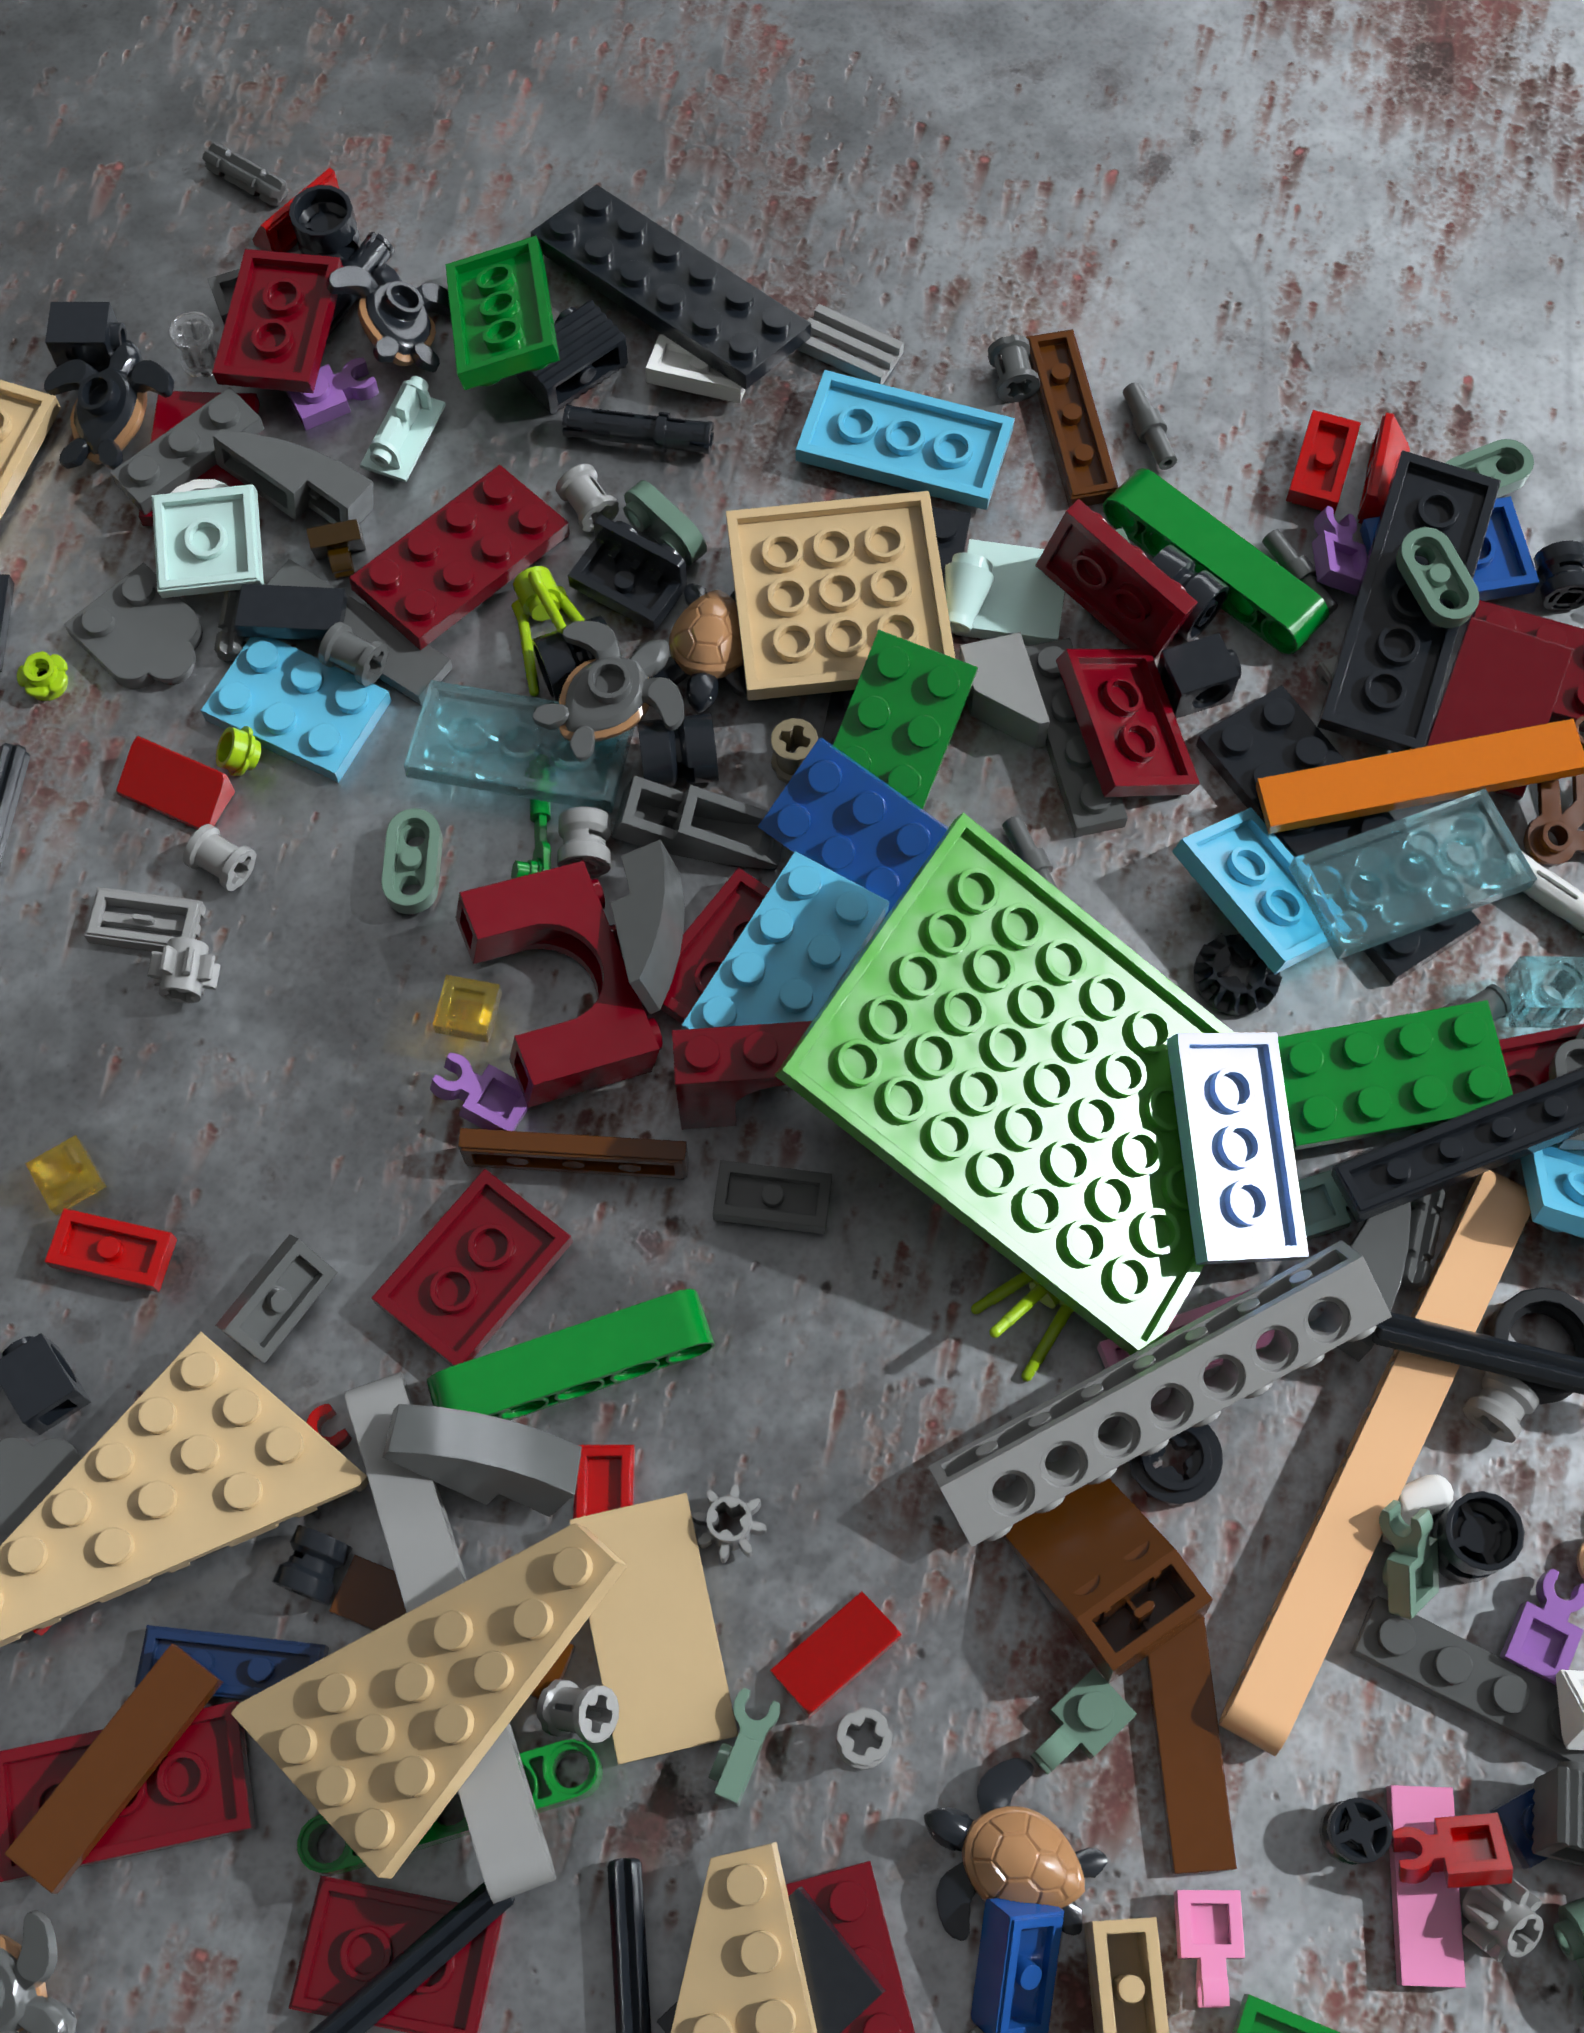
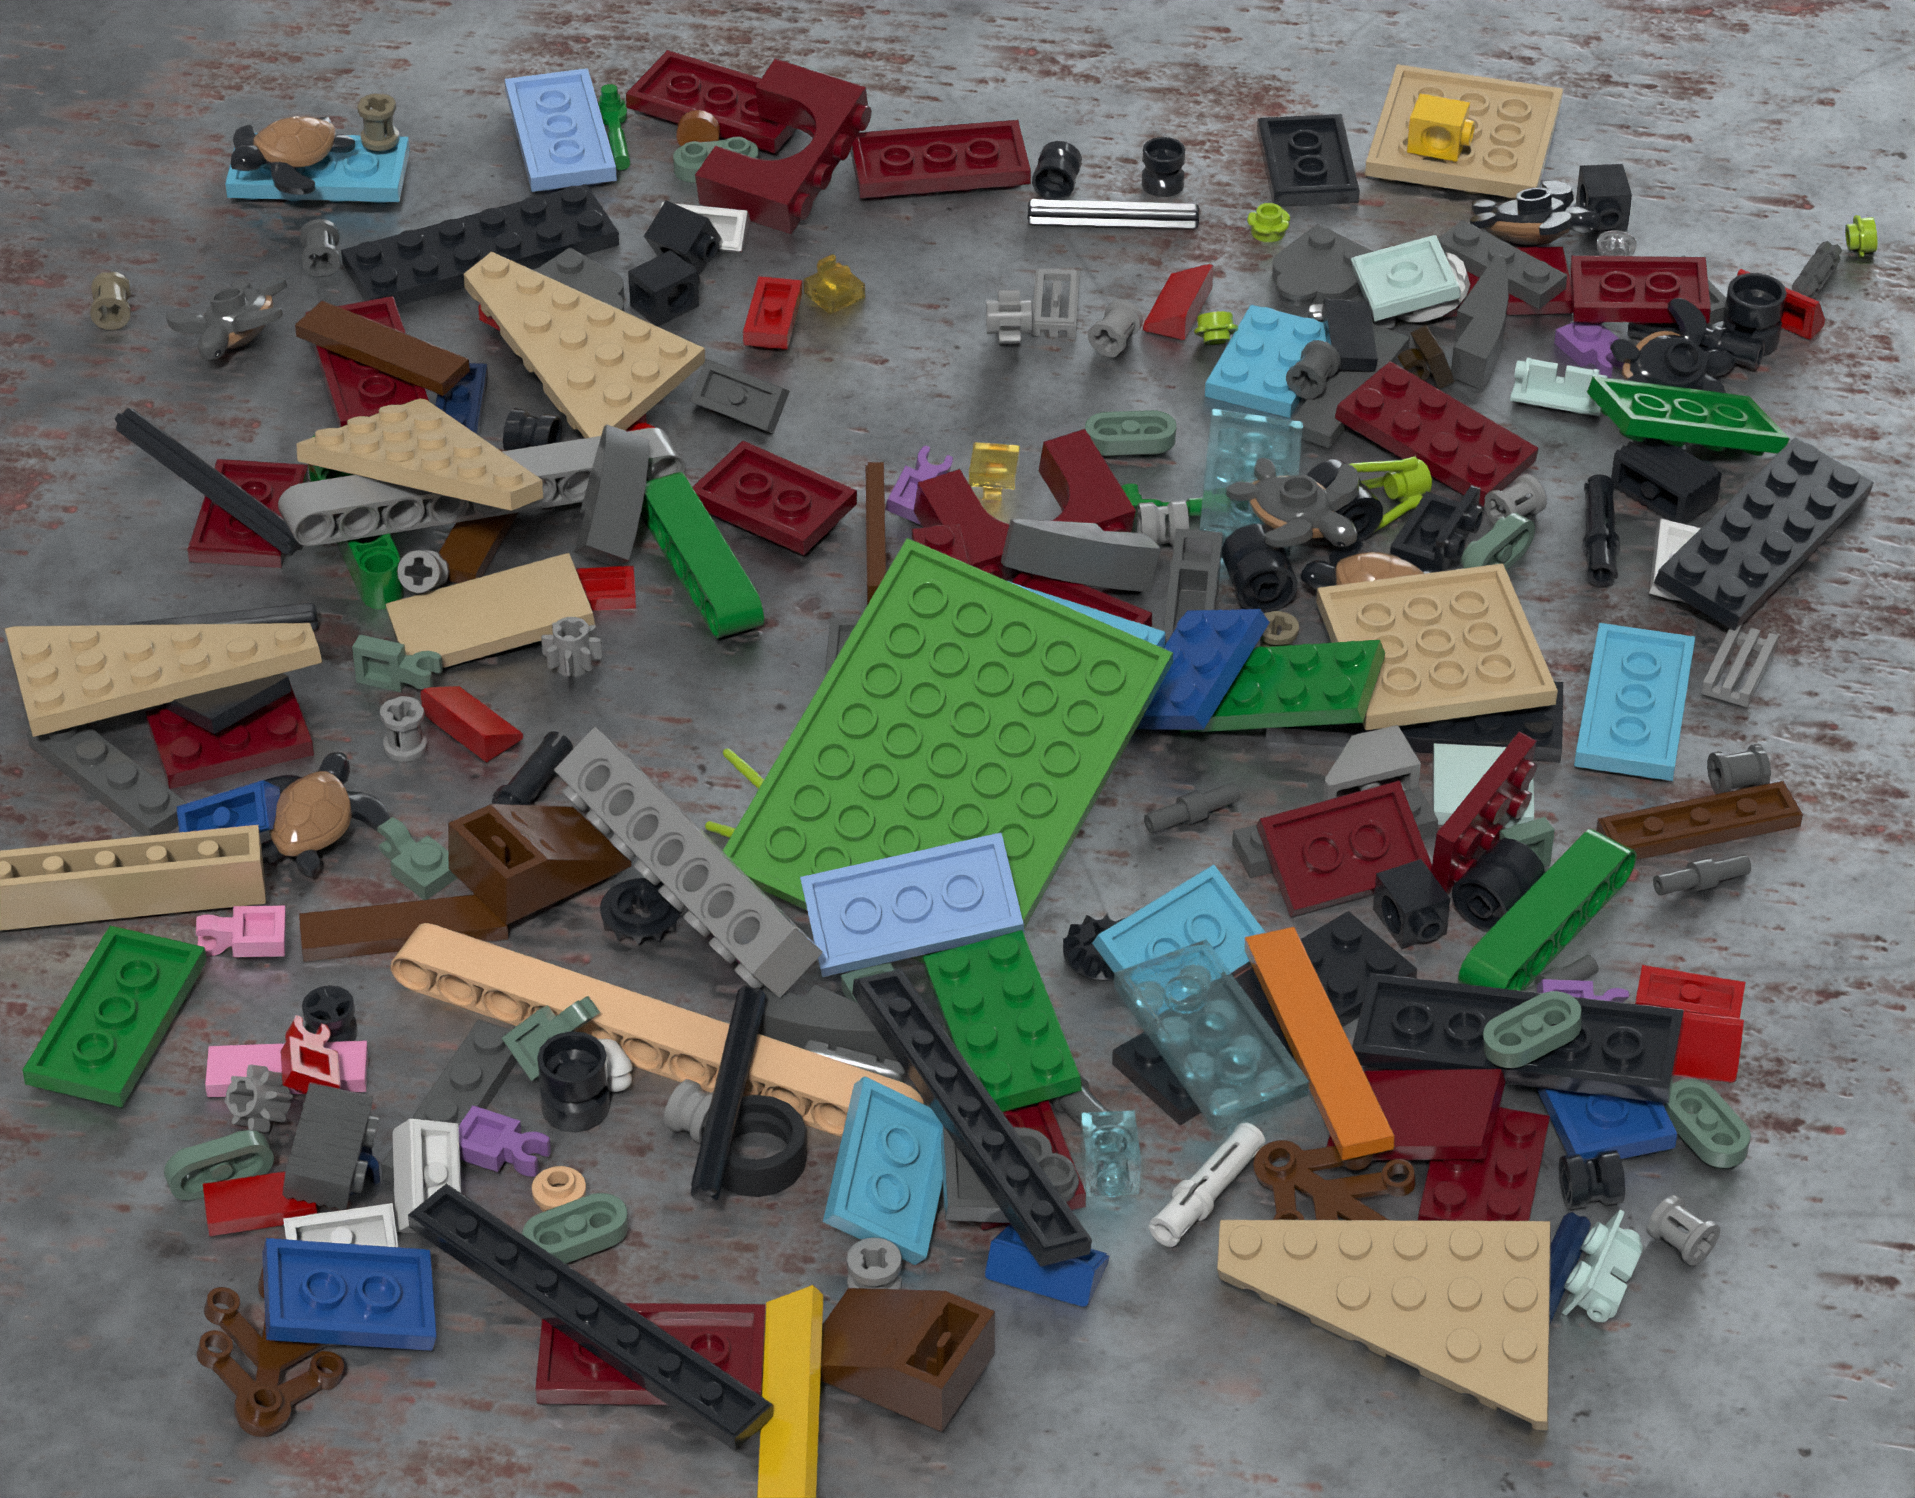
camera: 85 degrees right, 25 degrees down
(195, 121) = (1861, 235): none -> lime plate
(966, 587) = (1461, 732): light aqua cone -> none
(971, 1591) = (534, 772): none -> black pin

